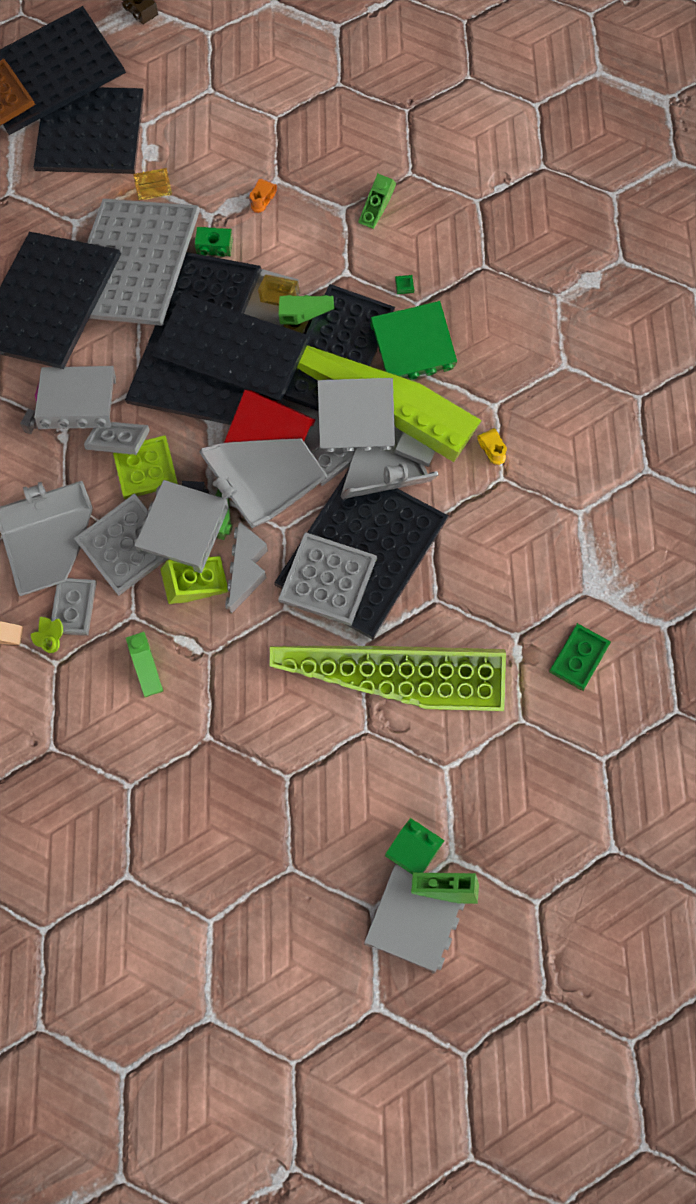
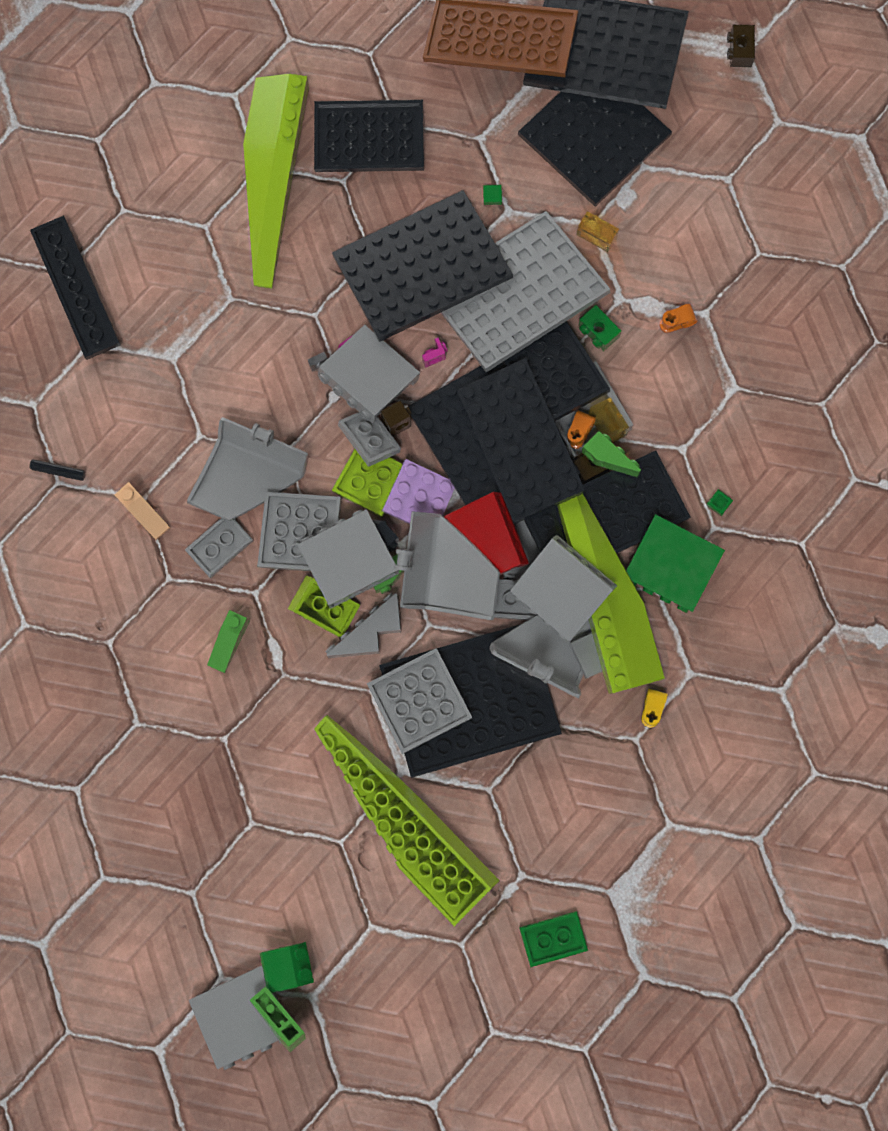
camera: 45 degrees right, 10 degrees up
(48, 633) = (180, 553): lime plate -> none
(53, 219) = (492, 194): none -> green tile
(112, 349) = (434, 356): none -> dark pink bracket
(125, 407) = (396, 418): none -> dark brown brick
(183, 447) = (417, 491): none -> lavender plate
(263, 309) = (581, 427): none -> orange piece
(377, 200) = (767, 408): bright green slope -> none

